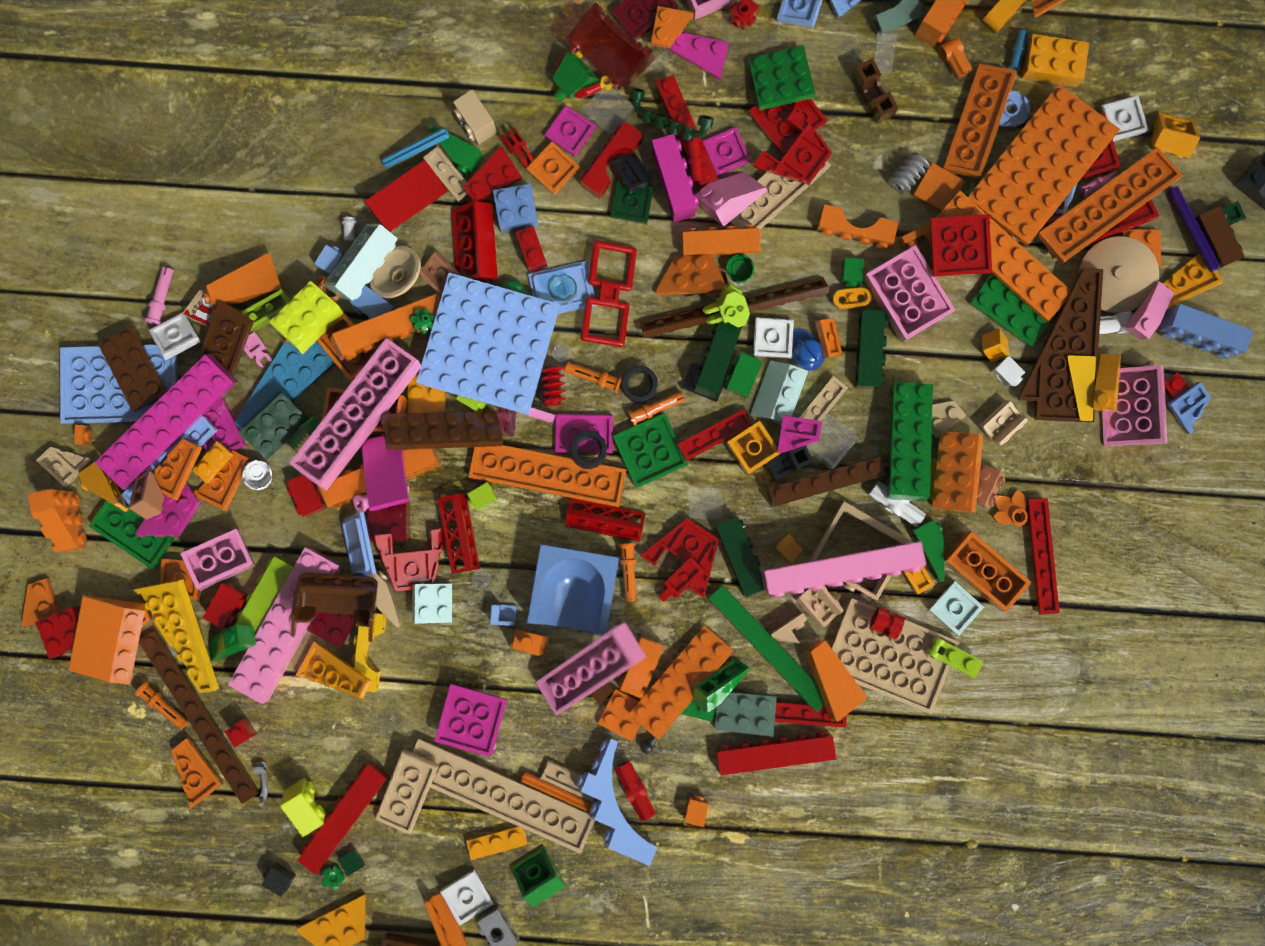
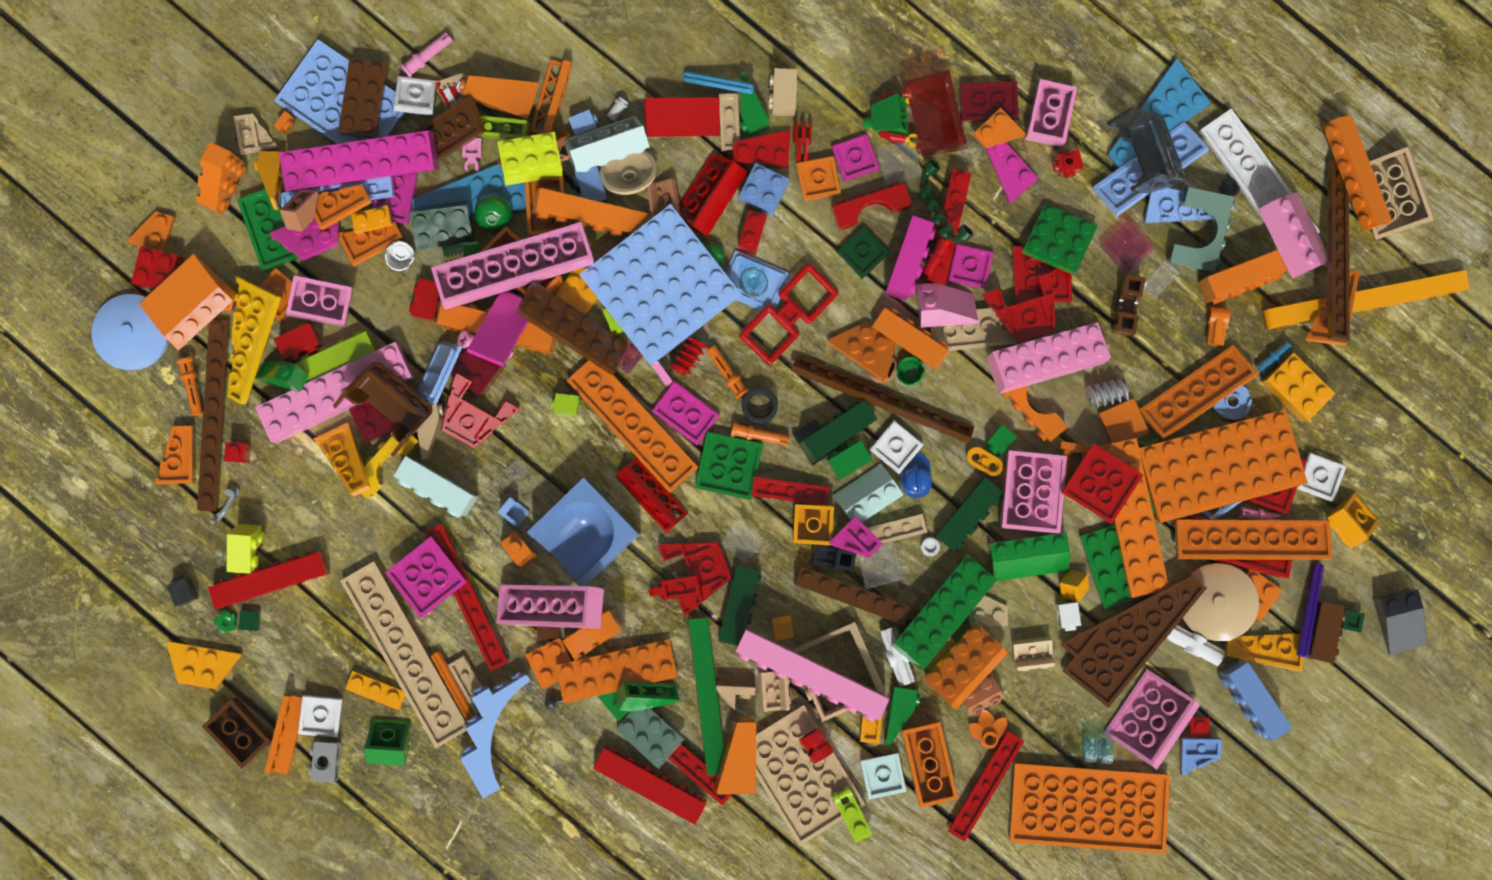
camera: 40 degrees right, 0 degrees up
(78, 703) = (126, 334): none -> light blue dish
(293, 255) = (557, 97): none -> orange fence
(308, 384) = (493, 212): none -> green cylinder
(406, 791) = (334, 597): tan tile -> none
(422, 320) = (618, 227): green plant -> none
(424, 640) = (434, 485): none -> light aqua brick
(431, 603) = (463, 460): light aqua plate -> none
(465, 531) = (532, 422): red fence -> none
(524, 716) = (471, 606): none -> red plate
(561, 352) = (715, 333): clear plate -> none
(583, 436) = (678, 443): black tyre -> none
(628, 561) = (644, 542): orange pin -> none
(632, 172) = (879, 228): black plate -> none
(635, 791) = (516, 731): red piece -> none
(696, 810) = (553, 783): orange brick -> none
(731, 307) = (878, 396): lime hinge -> none
(828, 338) = (941, 480): orange plate -> none
(839, 46) = (1127, 247): none -> clear pink plate
(842, 177) = (1048, 358): none -> bright pink brick
(858, 398) = (930, 546): none -> white tile
(943, 347) = (1029, 556): none -> green slope
(1083, 379) = (1126, 664): yellow sticker -> none
(1107, 383) = (1143, 684): light orange slope -> none
(1113, 459) = (1098, 750): none -> clear light blue wheel
(1137, 513) = (1089, 808): none -> orange plate
(1150, 312) = (1220, 651): bright pink slope -> none

